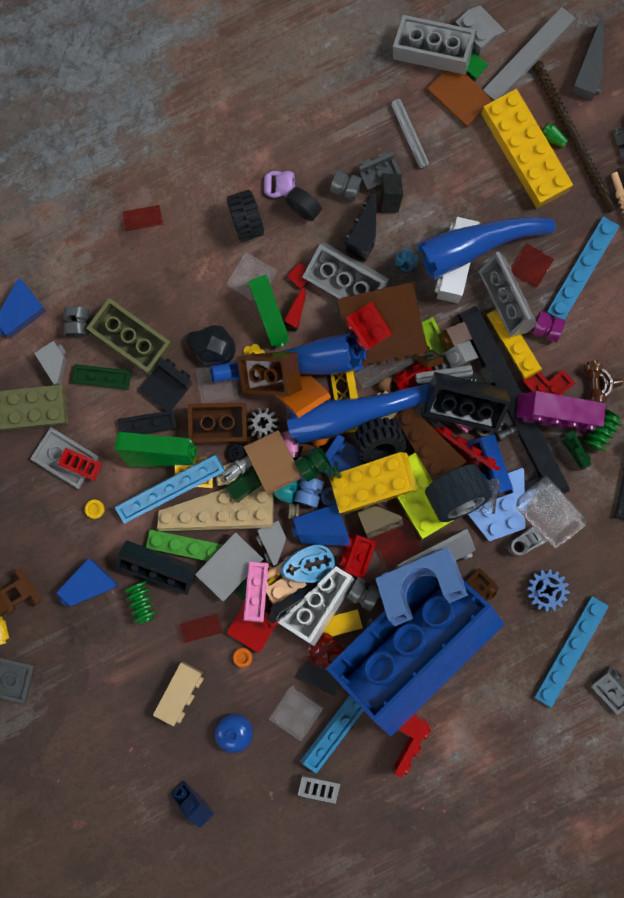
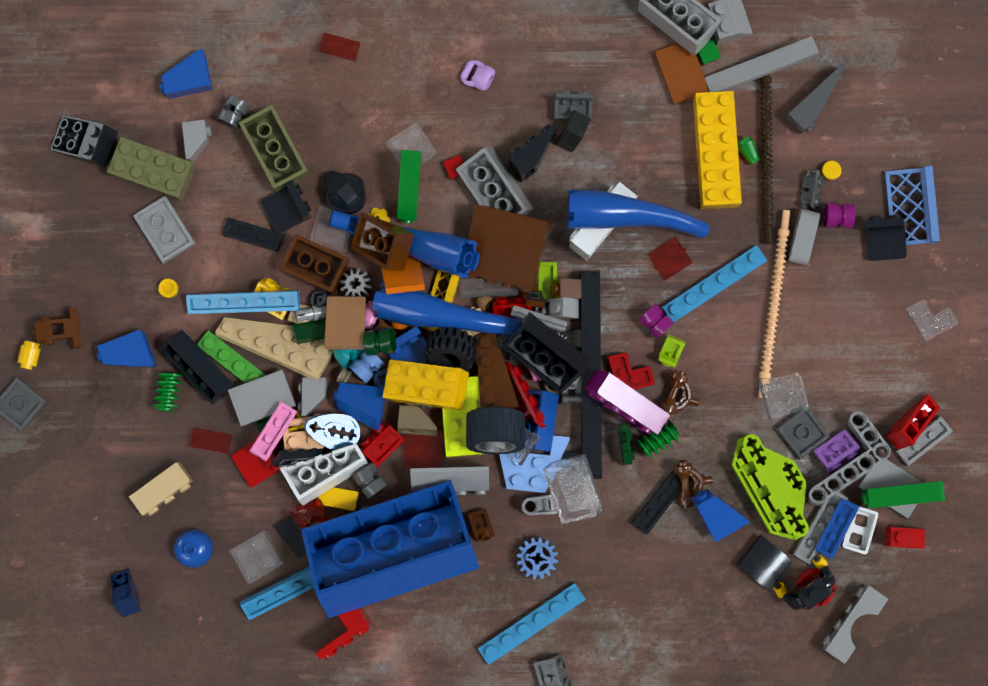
camera: 20 degrees right, 0 degrees up
(64, 457) = (165, 227): red slope -> none
(101, 377) = (232, 172): dark green tile -> none
(154, 450) = (245, 261): green slope -> none
(242, 657) = (234, 485): orange tile -> none
(245, 215) = (430, 89): black tyre -> none
(294, 315) = (431, 200): red slope -> none
(303, 204) = (489, 103): black tyre -> none
(305, 778) = (227, 630): light grey slope -> none
(333, 471) = (394, 357): clear green hand -> none
(347, 185) = (534, 102): dark grey wheel -> none
(368, 326) = (489, 242): red bracket -> none
(395, 584) = (400, 484): medium blue arch -> none
(406, 260) = (557, 199): dark azure gear -> none
(410, 133) = (618, 89): light grey axle -> none
(507, 296) = (631, 275): light grey slope -> none
(516, 347) = (618, 320): yellow plate -> none
(574, 347) = (671, 351): none -> lime bracket

